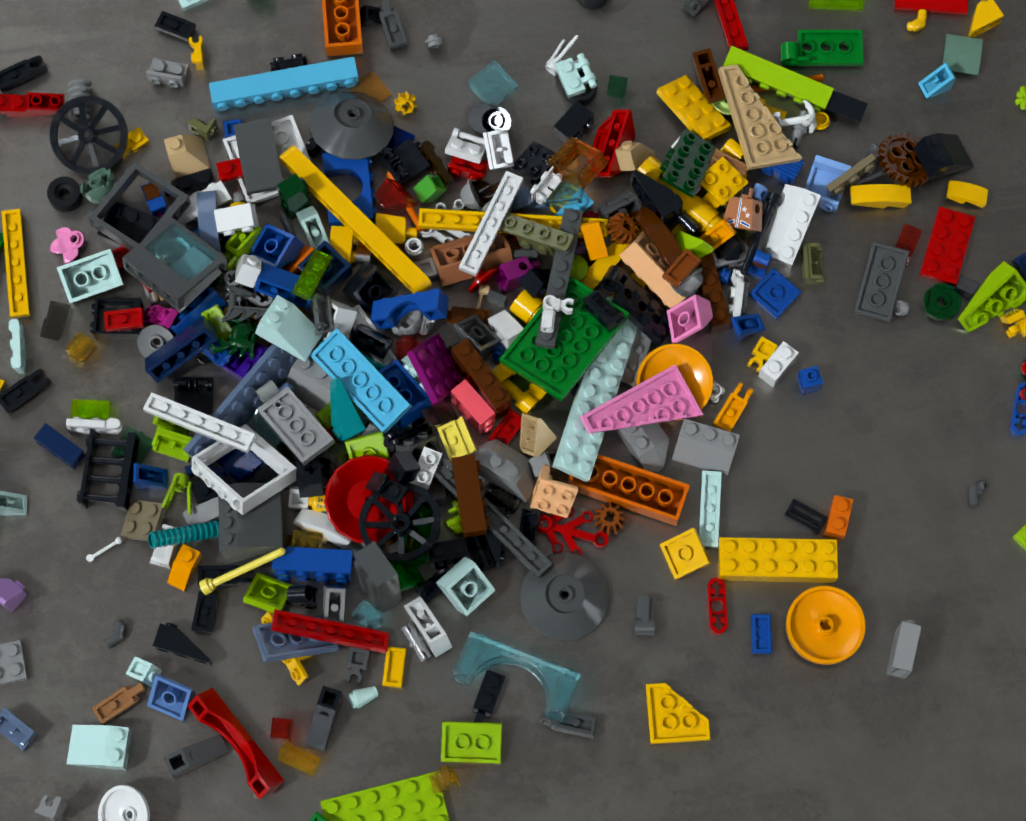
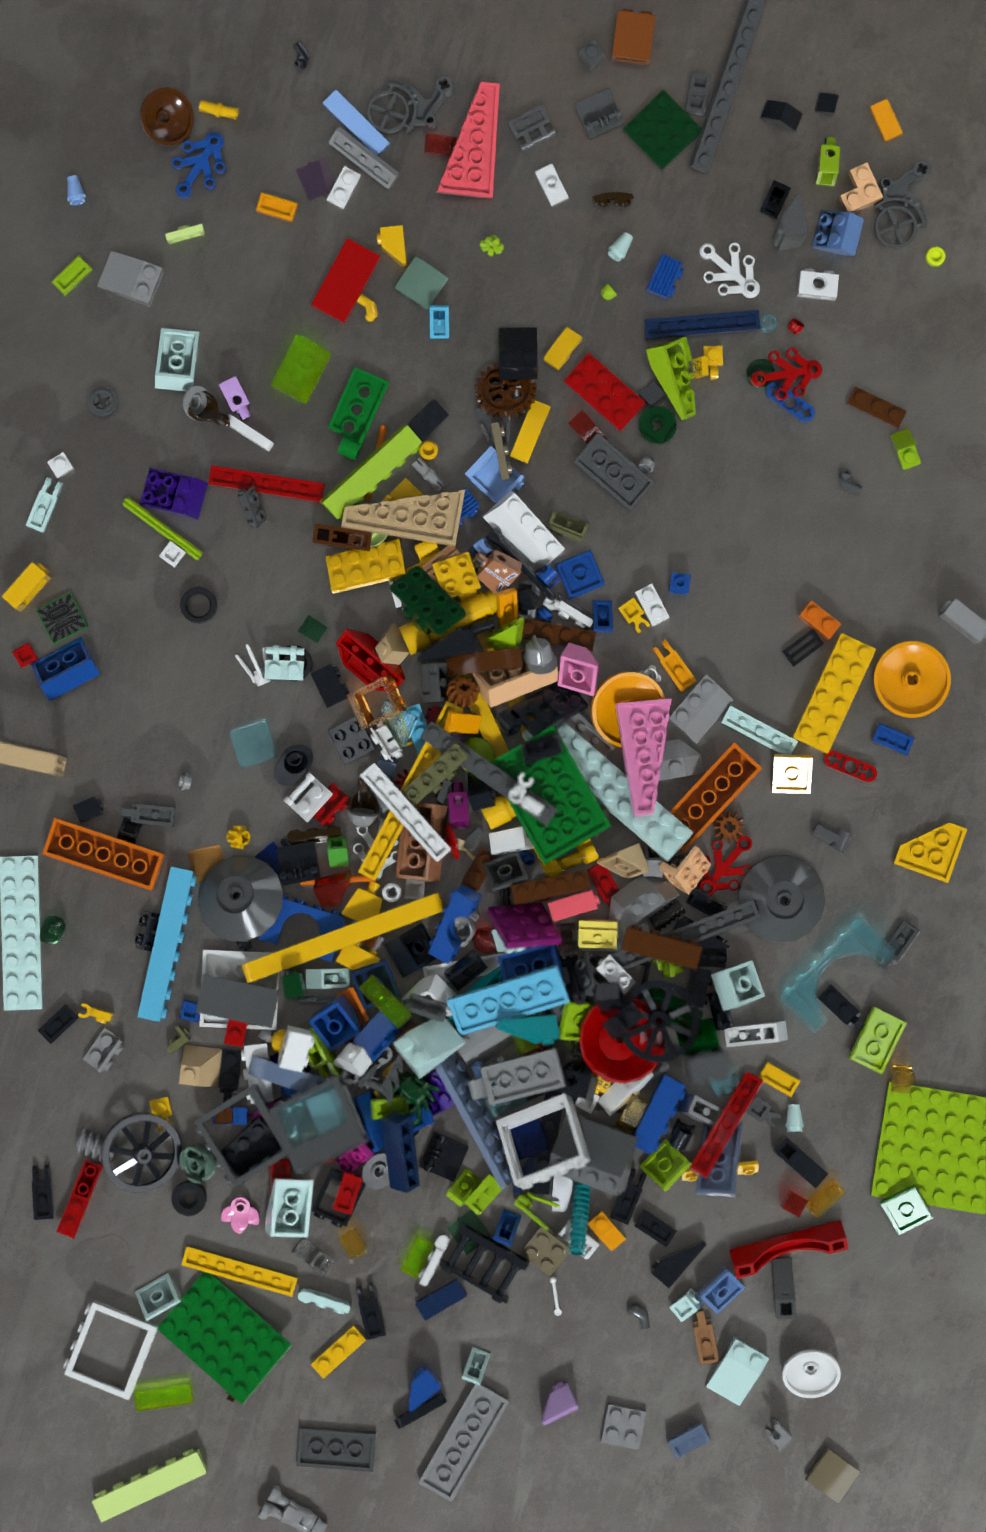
camera: 65 degrees left, 15 degrees up
(199, 422) = (484, 1164): white plate -> none
(208, 585) = (635, 1215): light yellow piece -> none
(416, 642) = (766, 1050): light grey pin -> none
(498, 149) = (327, 770): white hinge -> none
(681, 268) = (531, 657): dark orange tile -> none
(808, 119) = (426, 461): white piece -> none

